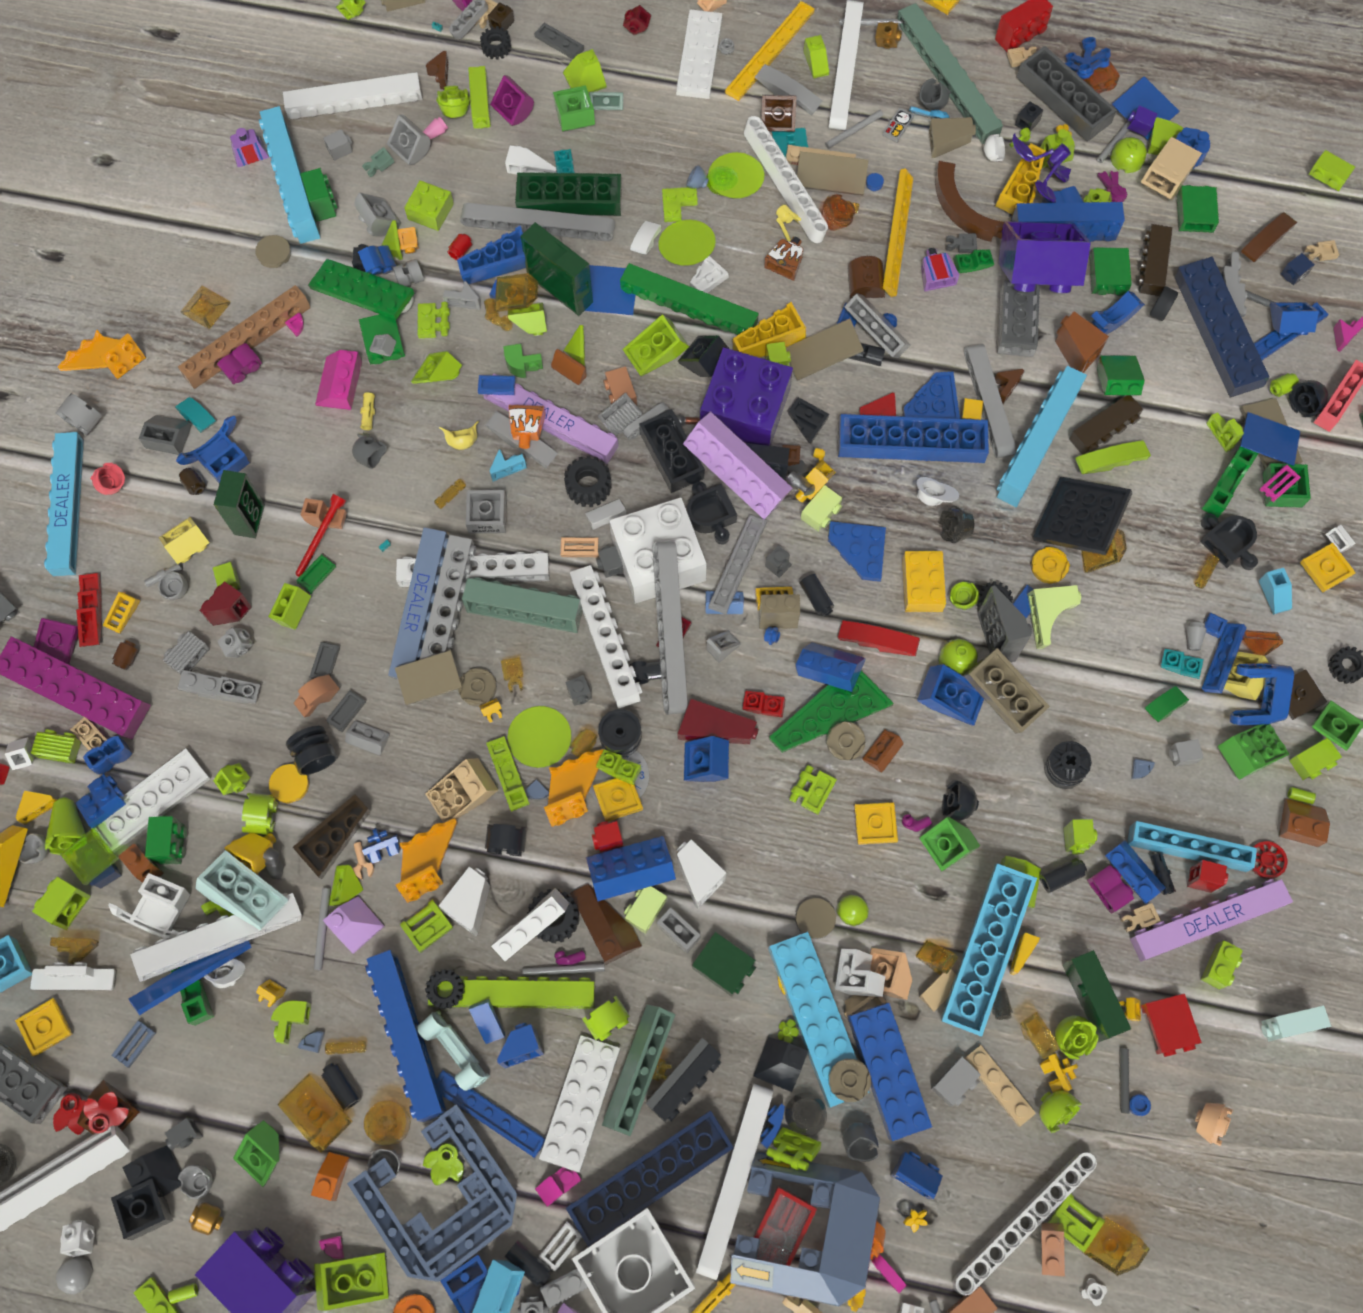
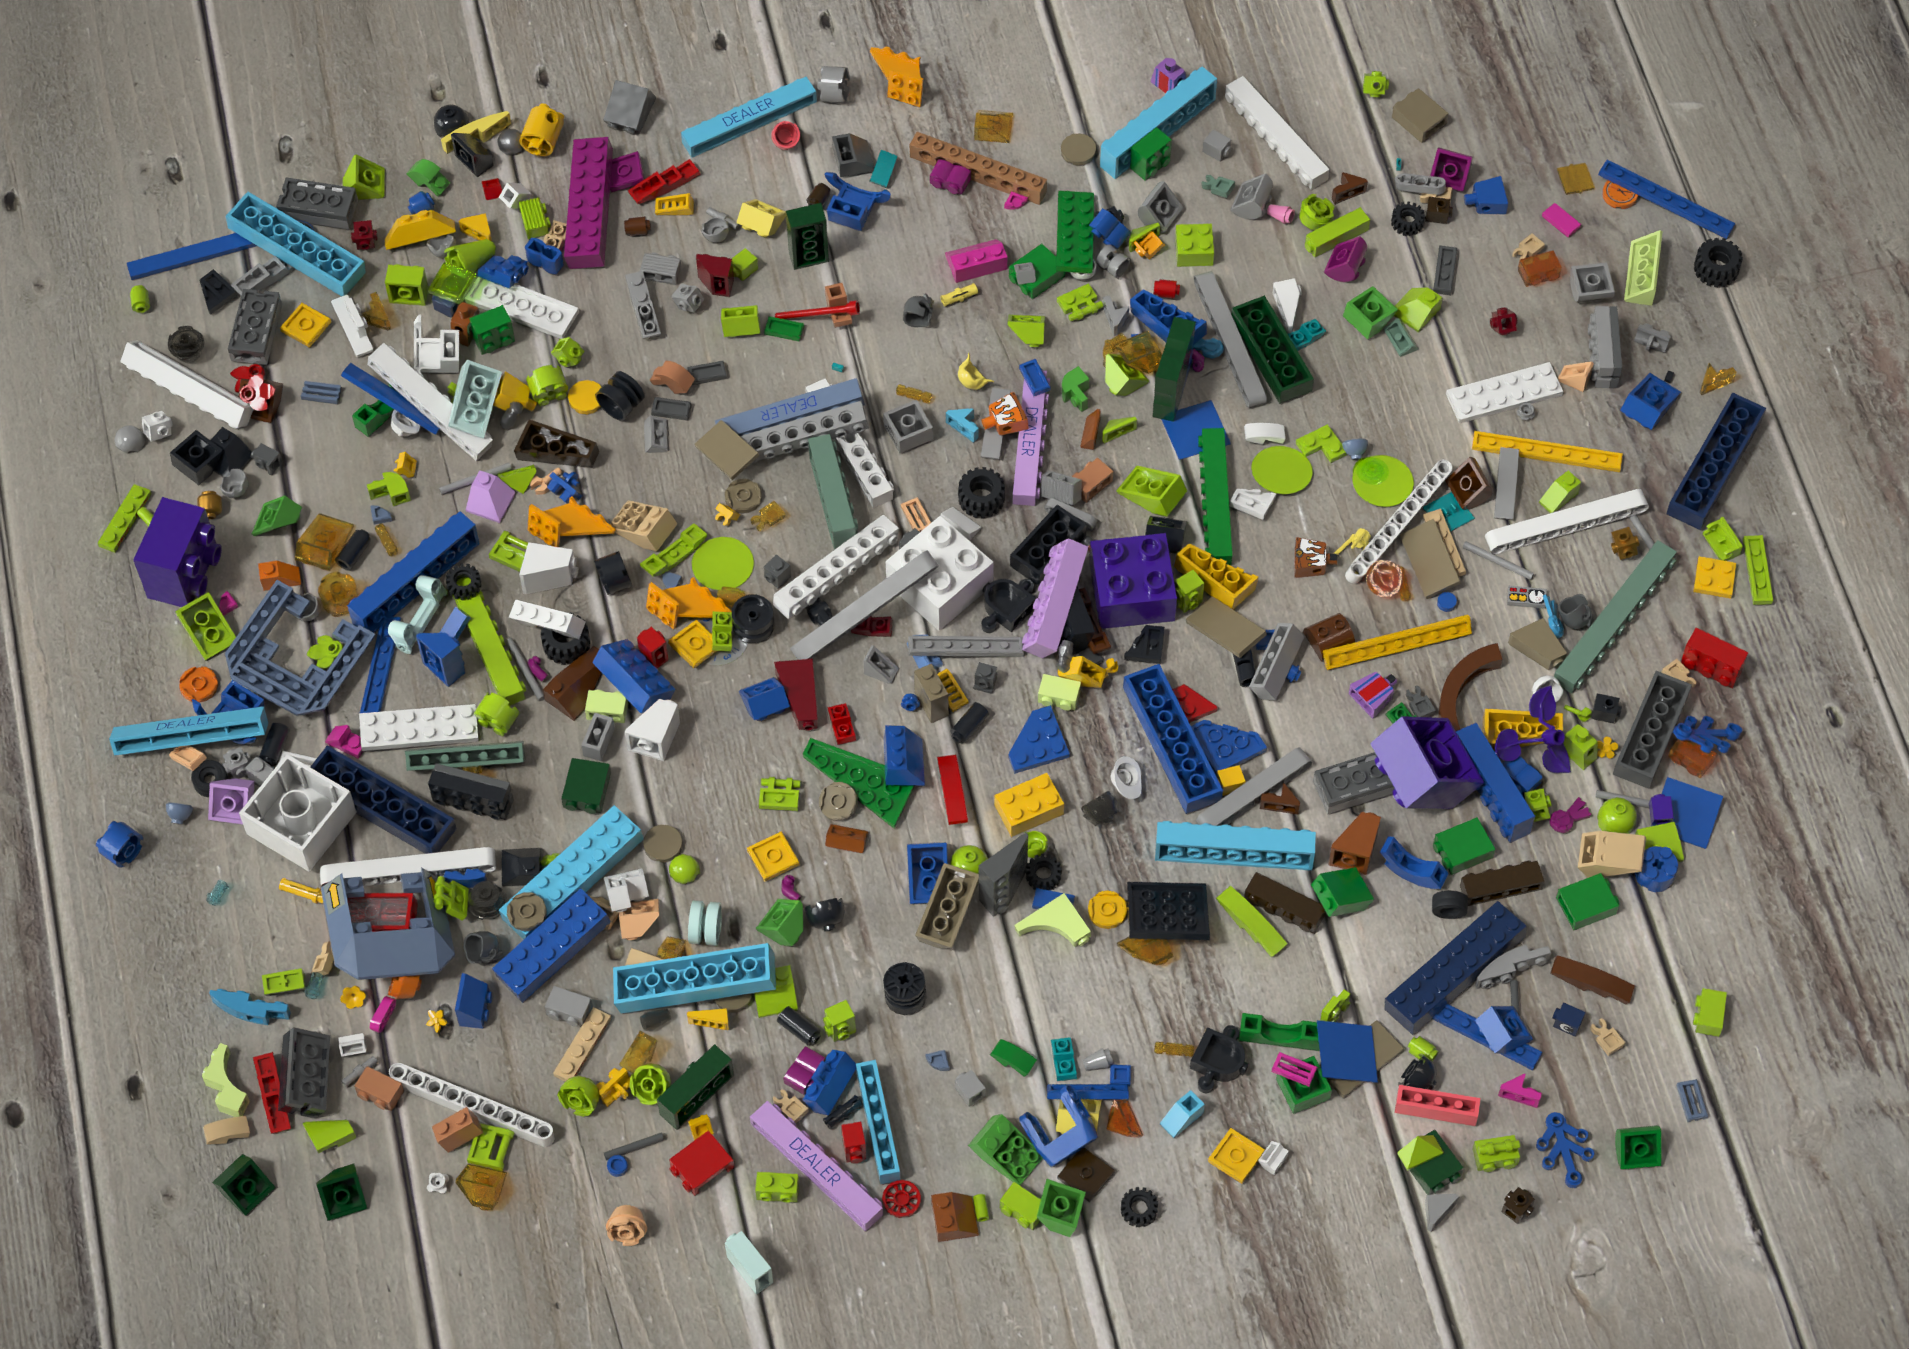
camera: 65 degrees right, 10 degrees down
(927, 914) = (705, 923): none -> light aqua wheel

